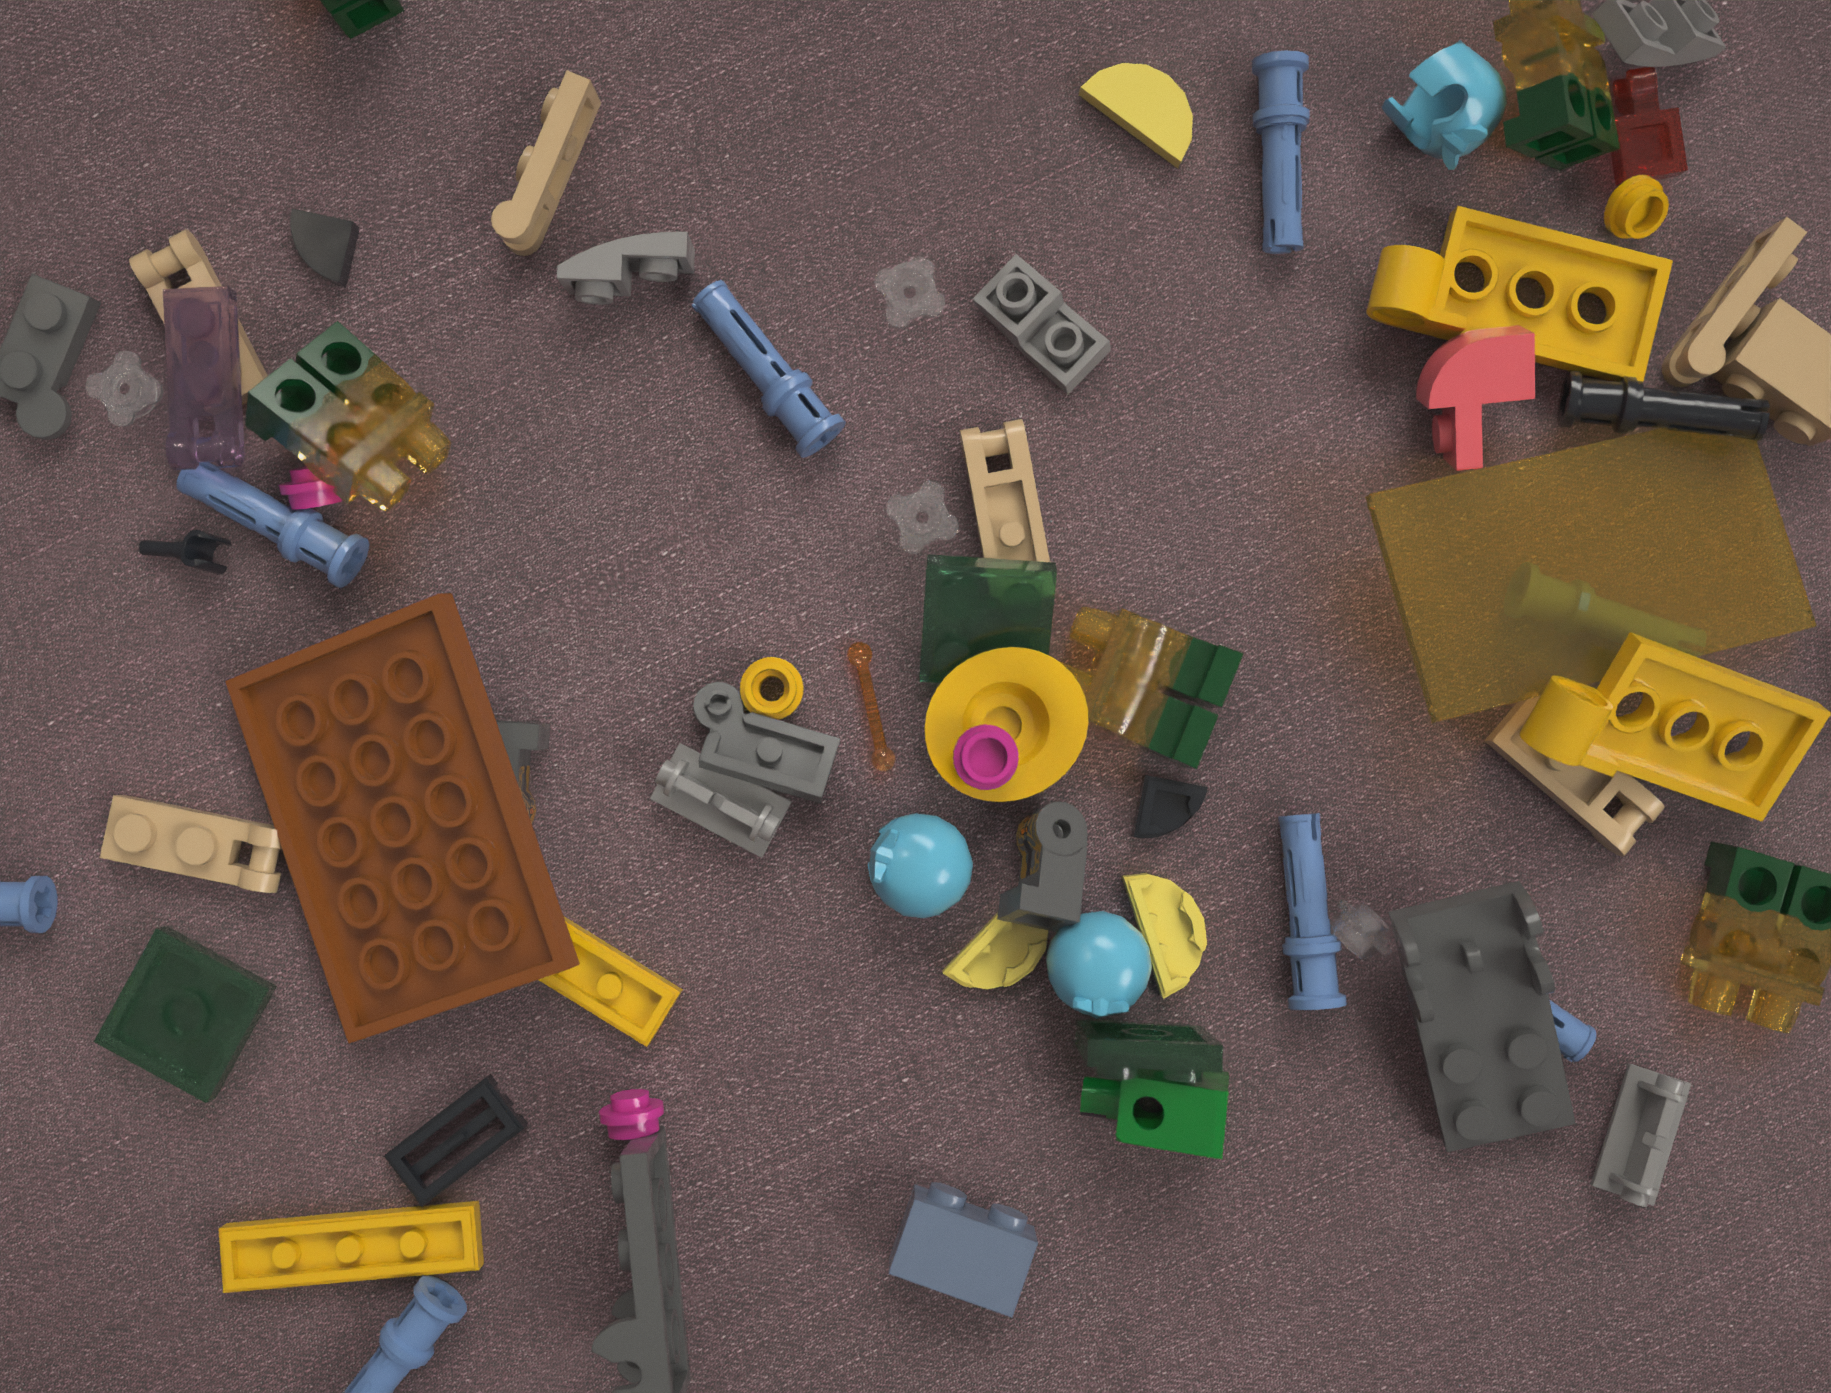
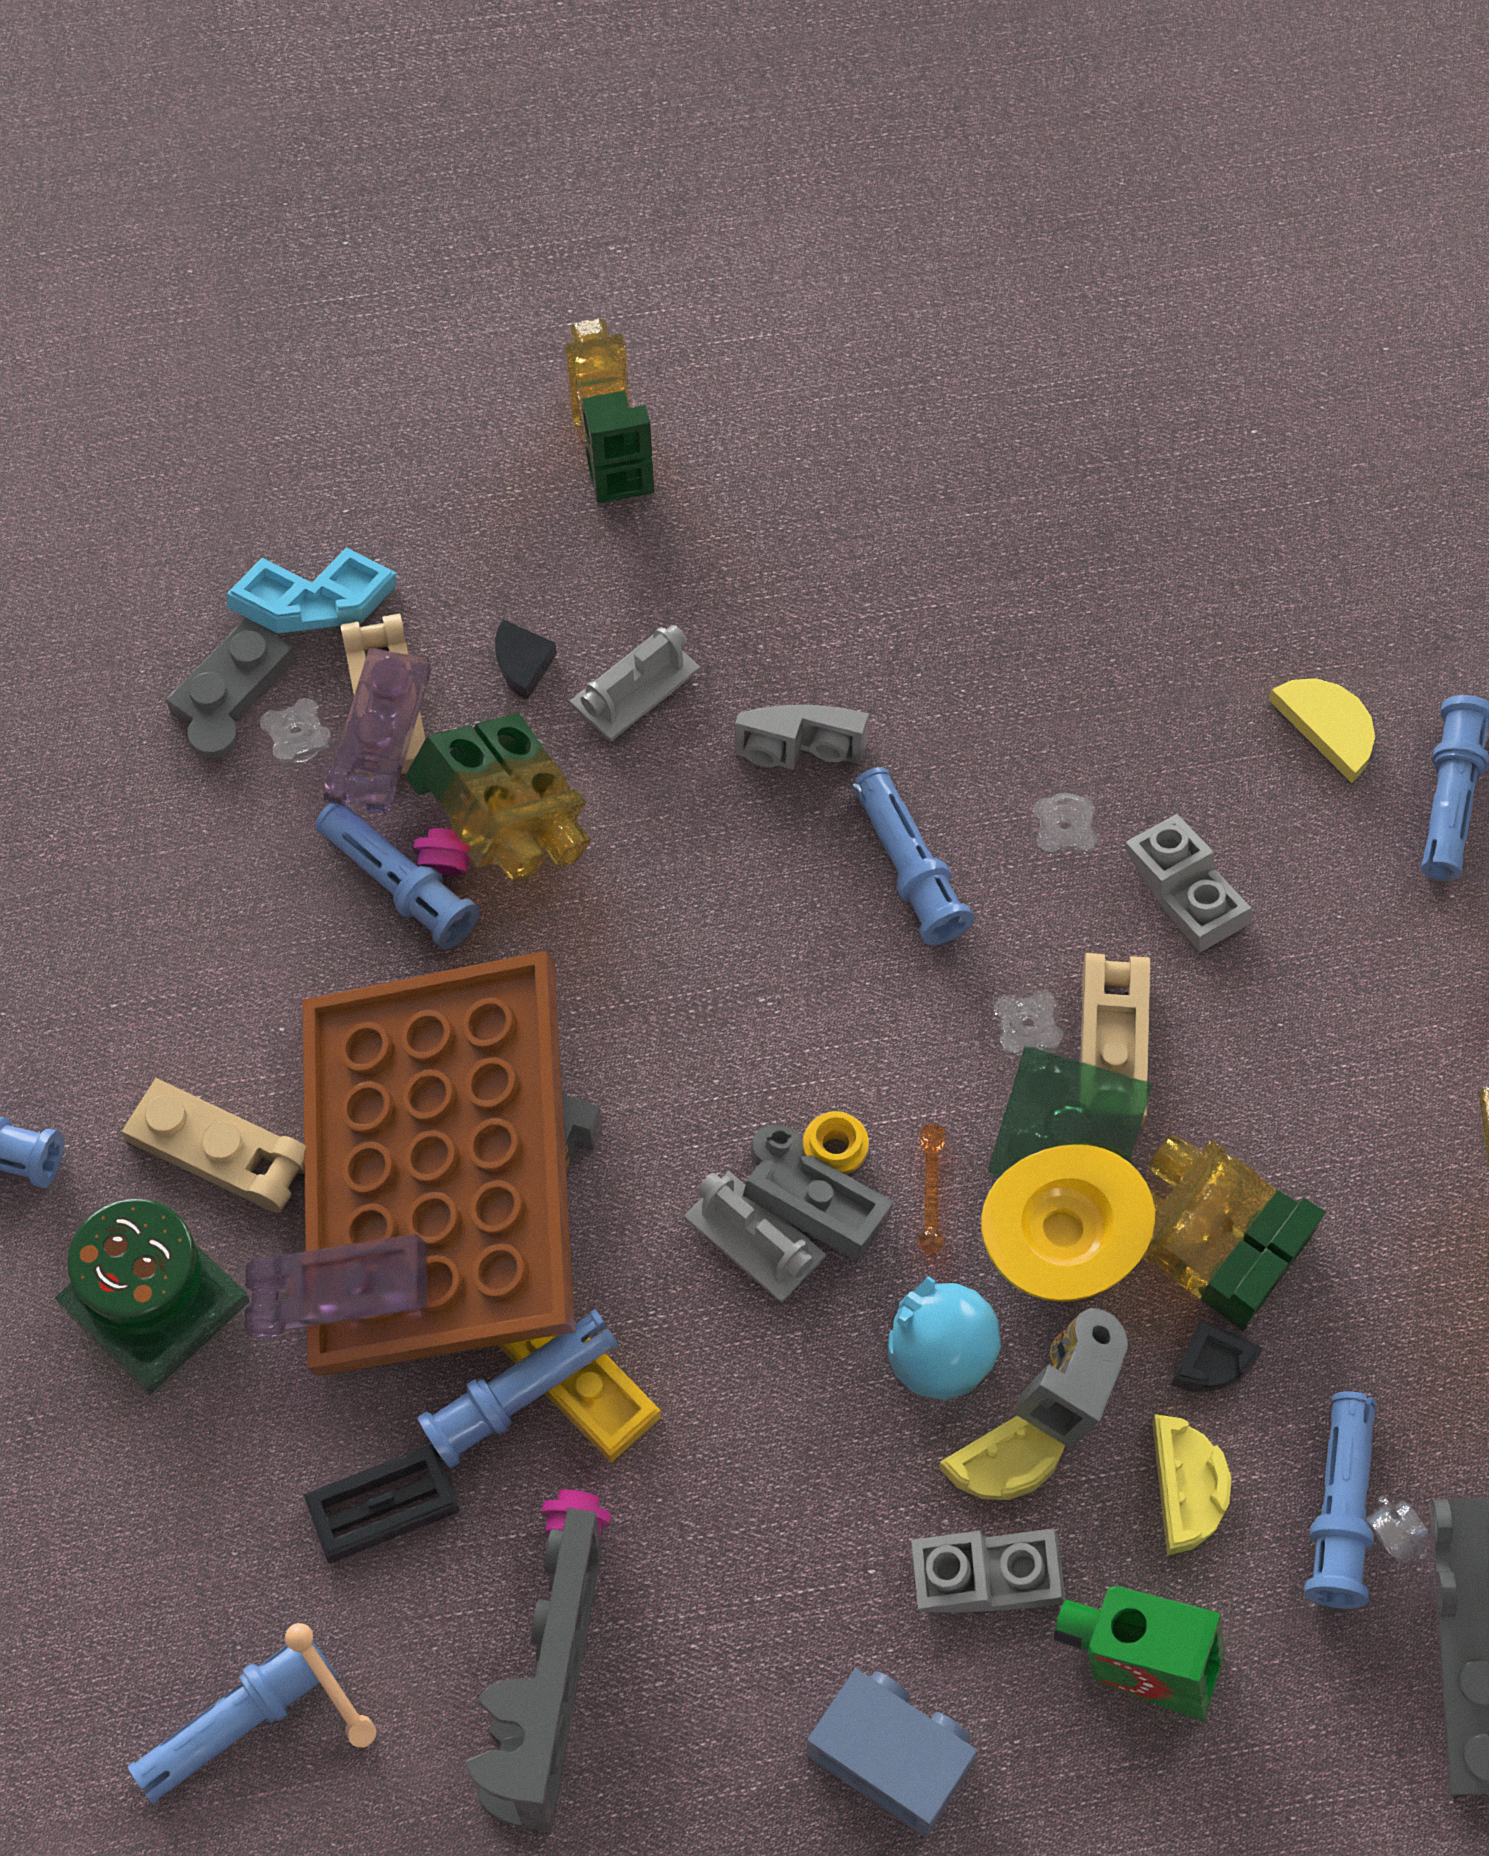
camera: 15 degrees right, 25 degrees down
(117, 225) = (288, 603): none -> medium azure tile
(153, 1004) = (134, 1266): none -> dark green head
(194, 550) = (314, 880): black hand -> none
(349, 972) = (336, 1284): none -> clear purple plate
(351, 1246) = (236, 1583): yellow tile -> none
(446, 246) = (636, 683): none -> light grey hinge
(500, 1344) = (359, 1728): none -> light nougat hinge
(526, 1034) = (489, 1405): none -> medium blue pin
(548, 165) = (750, 639): tan plate -> none
(985, 757) = (1039, 1241): dark pink plate -> none
(1008, 1059) = (988, 1573): none -> light grey slope
(1099, 964) = (1109, 1485): medium azure helmet -> none
(1124, 1047) = (1125, 1559): clear green plate -> none

